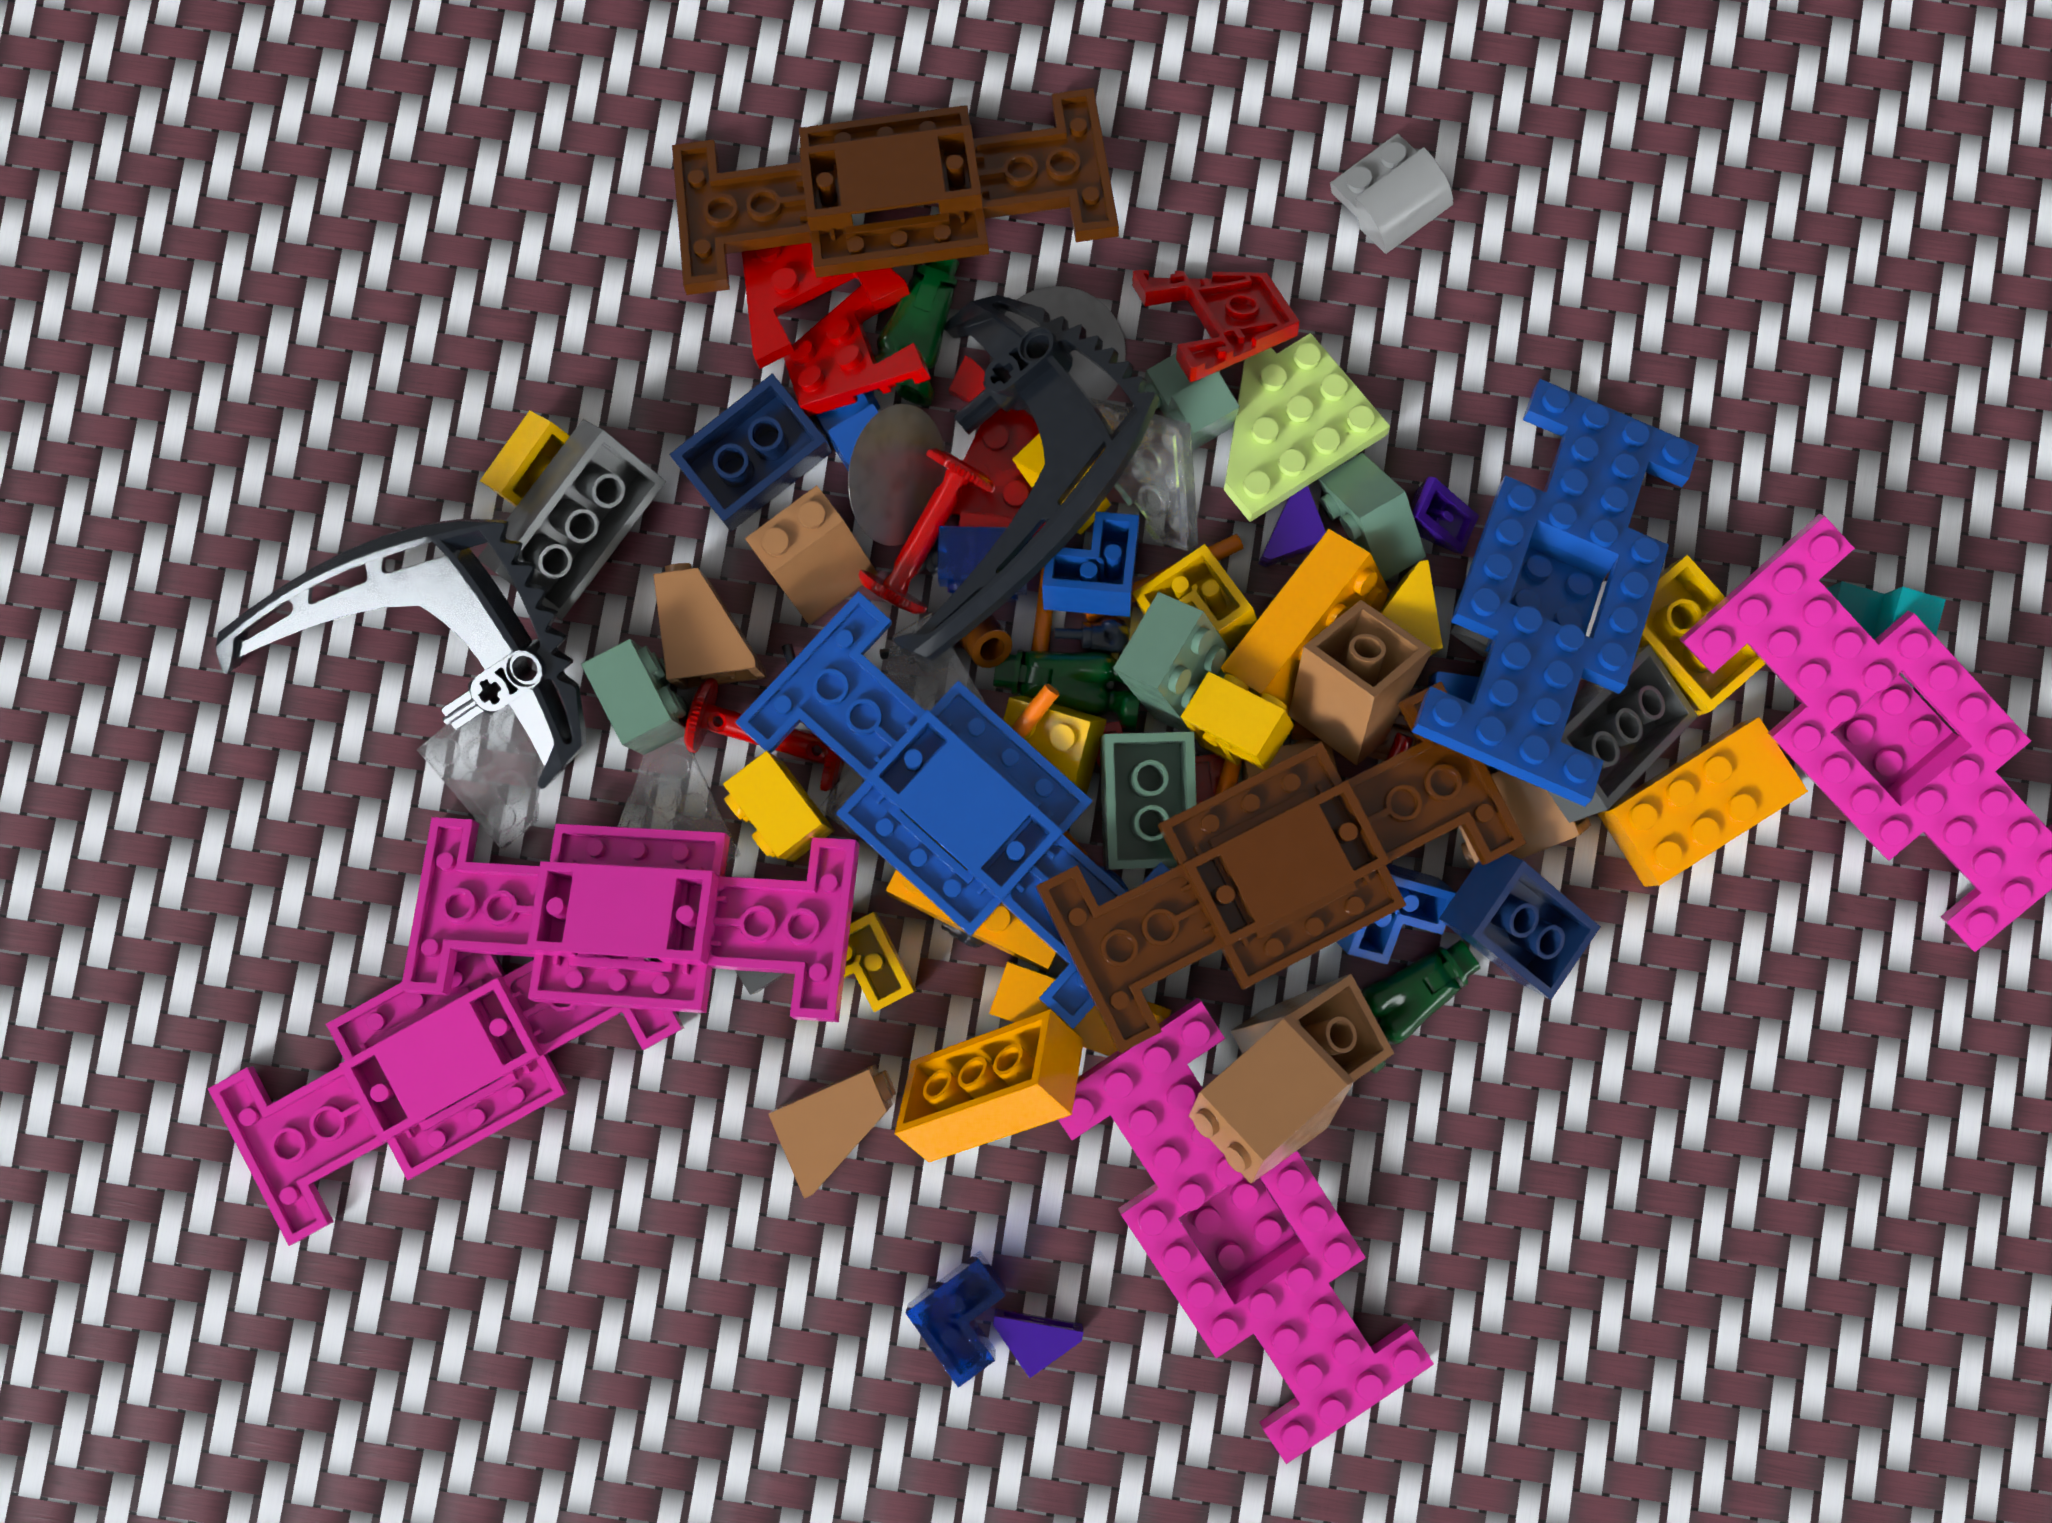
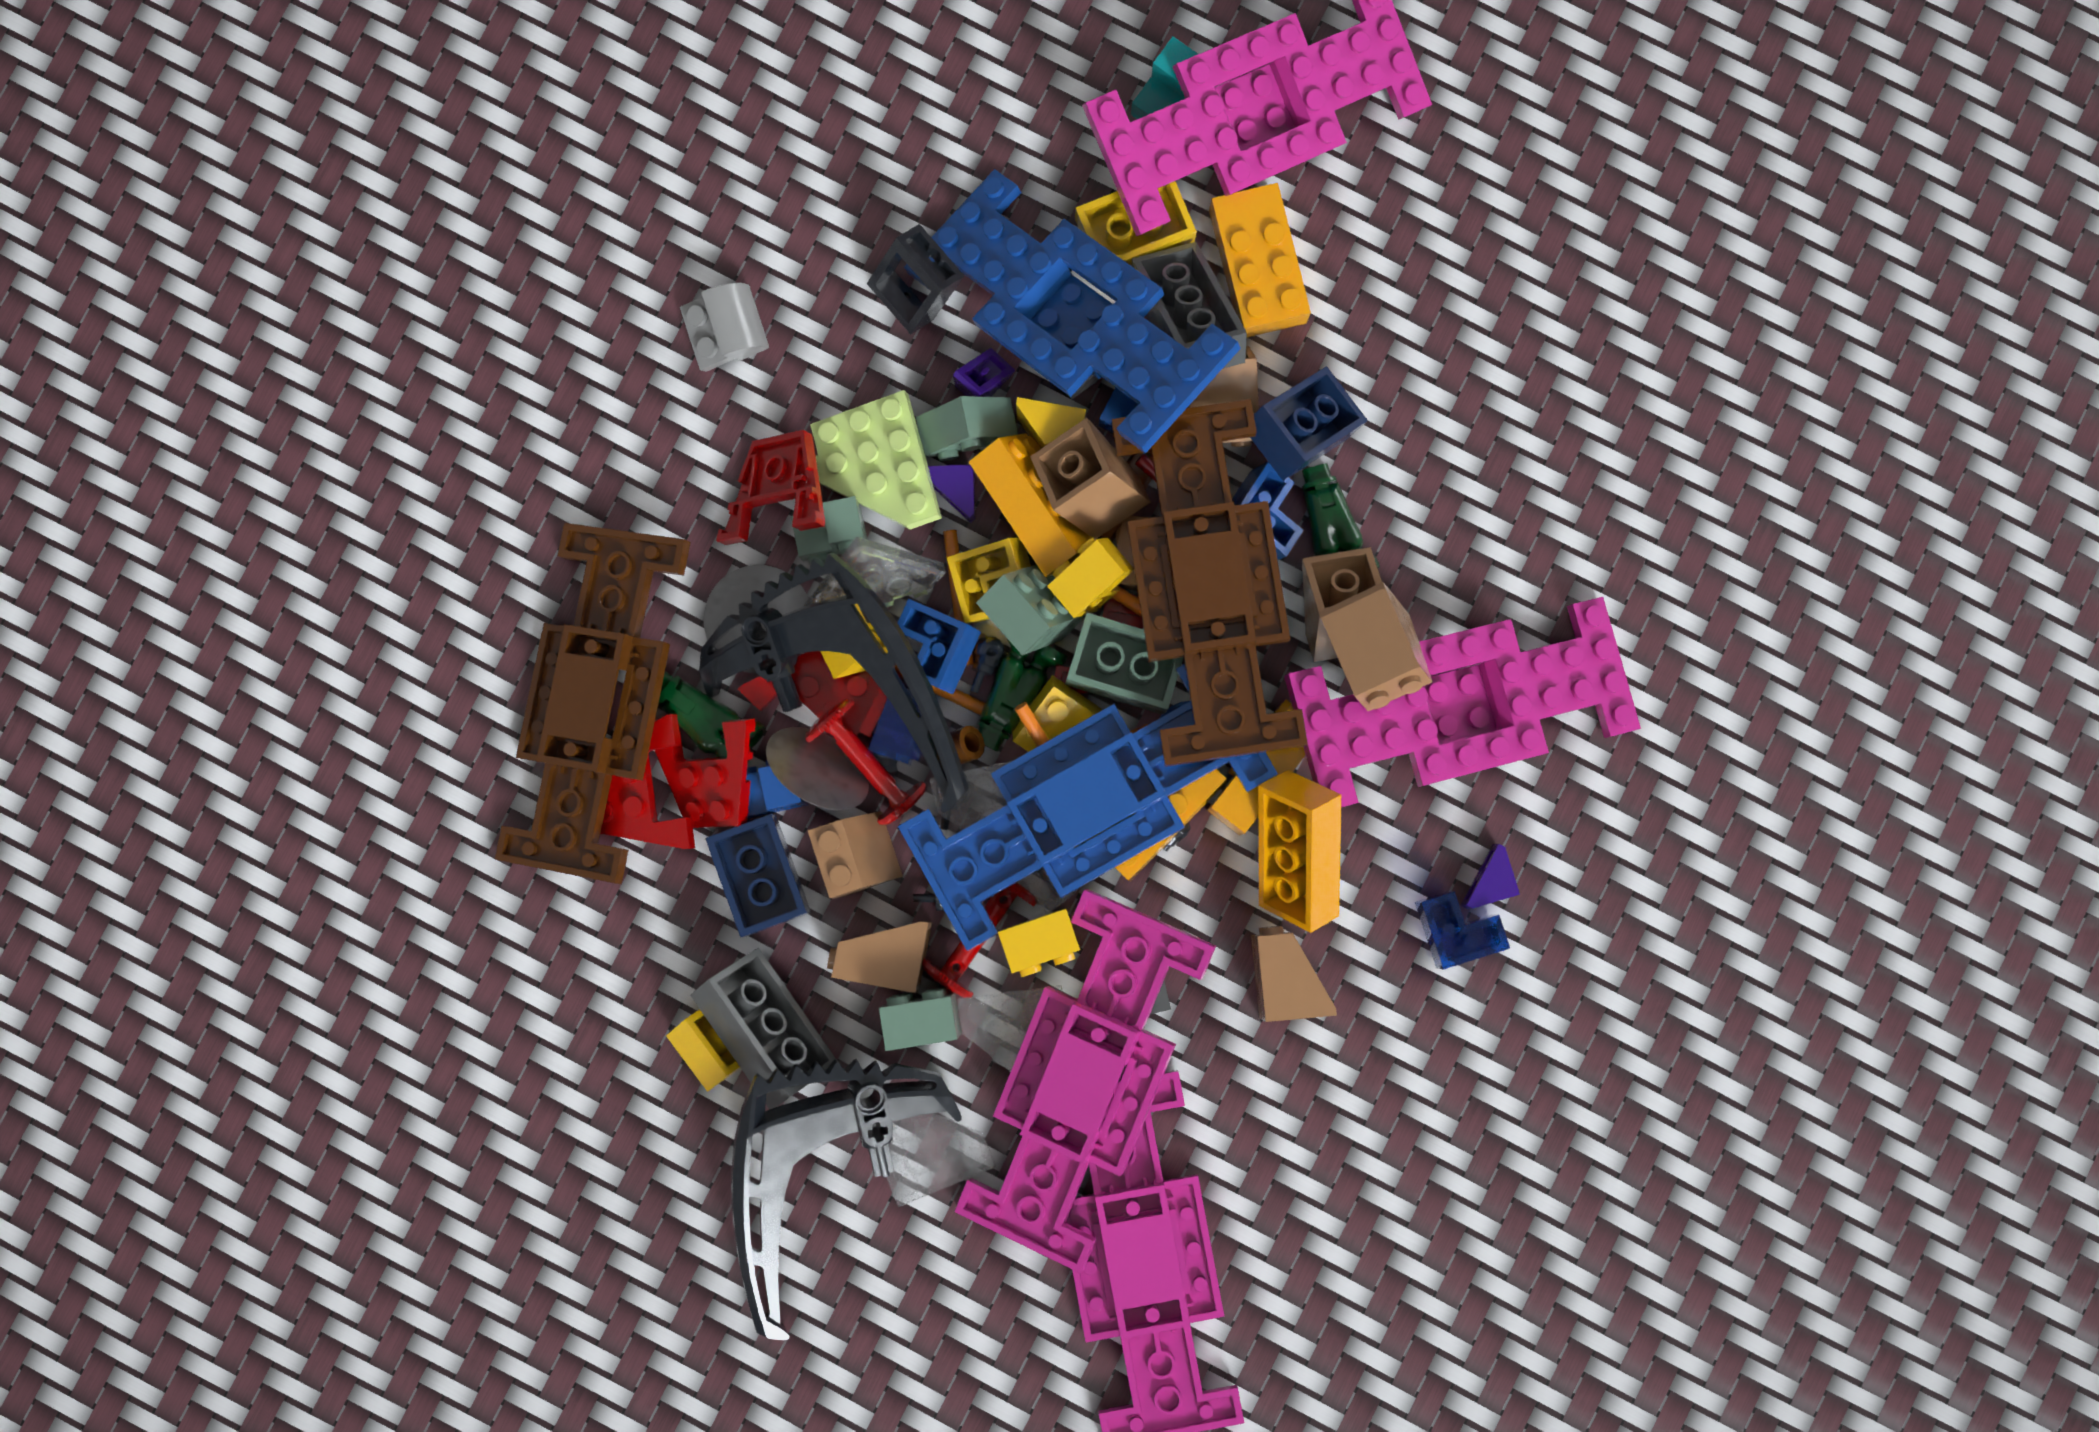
camera: 70 degrees left, 0 degrees up
(876, 963) = (1179, 906): yellow brick -> none
(1542, 418) = (939, 276): none -> black window

